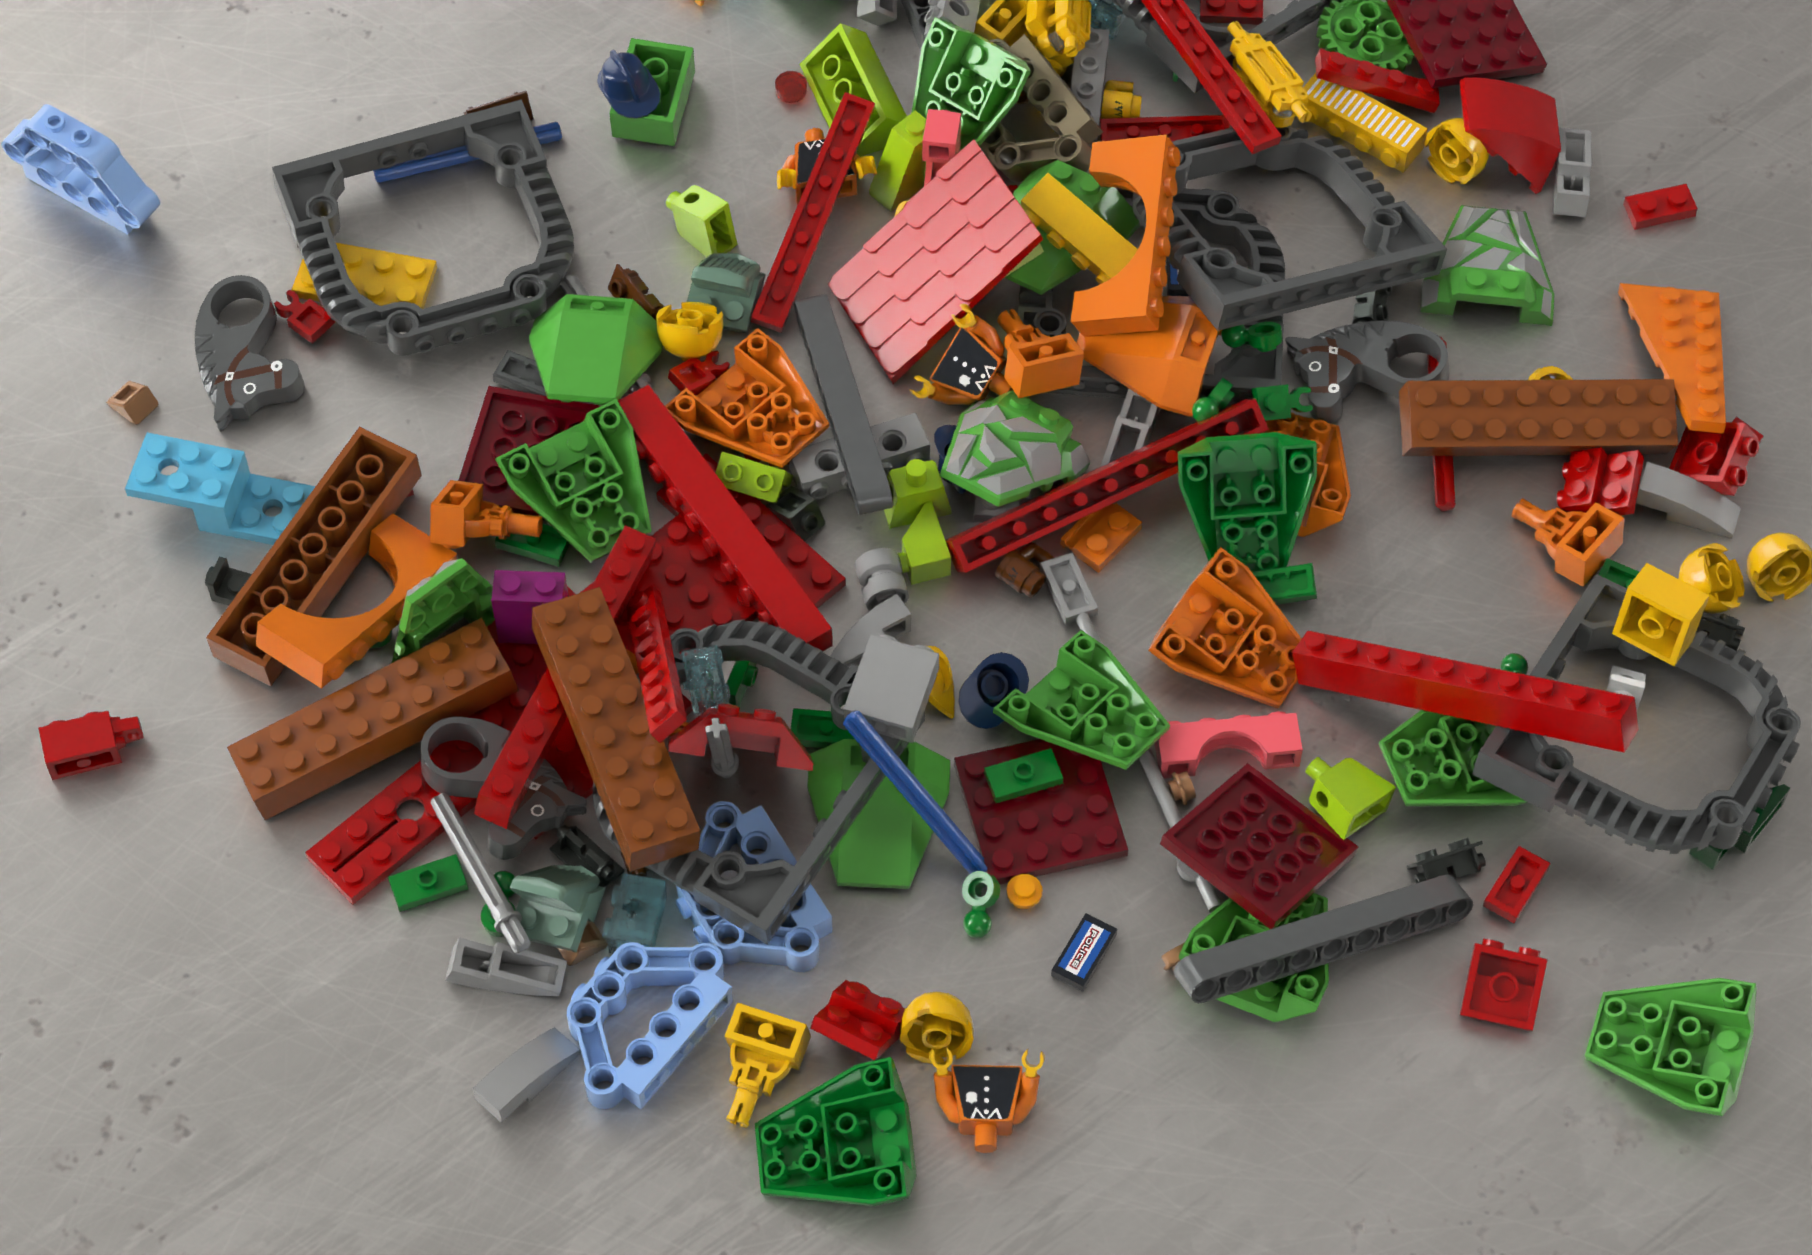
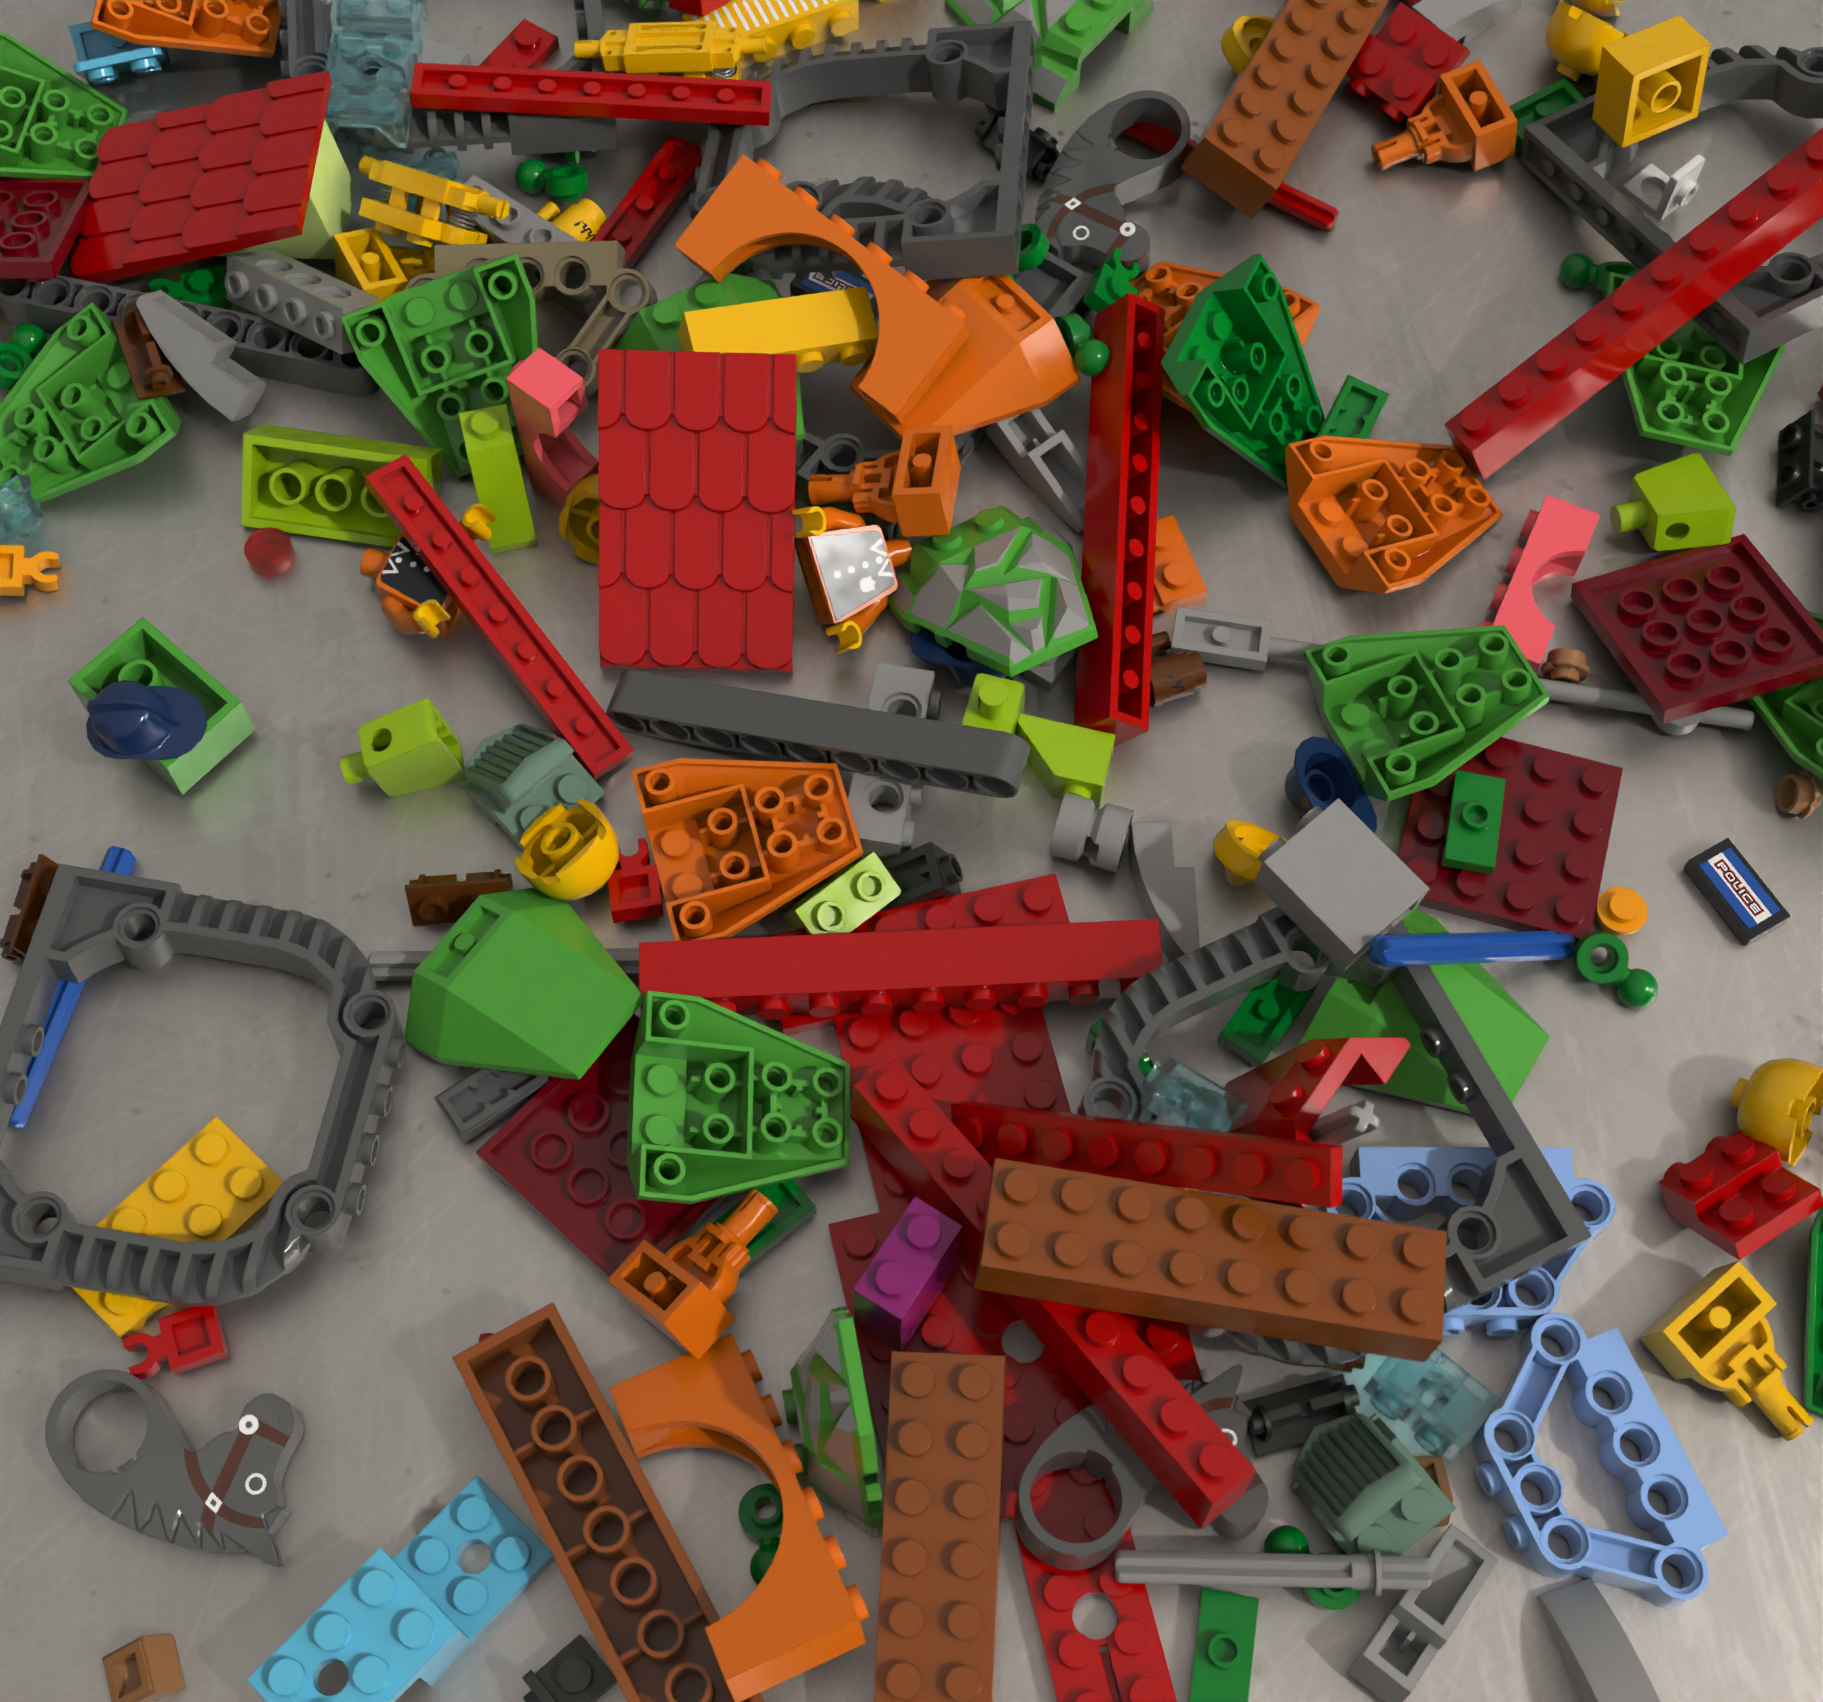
camera: 60 degrees left, 5 degrees up
(1151, 80) = (562, 181): none -> green plate

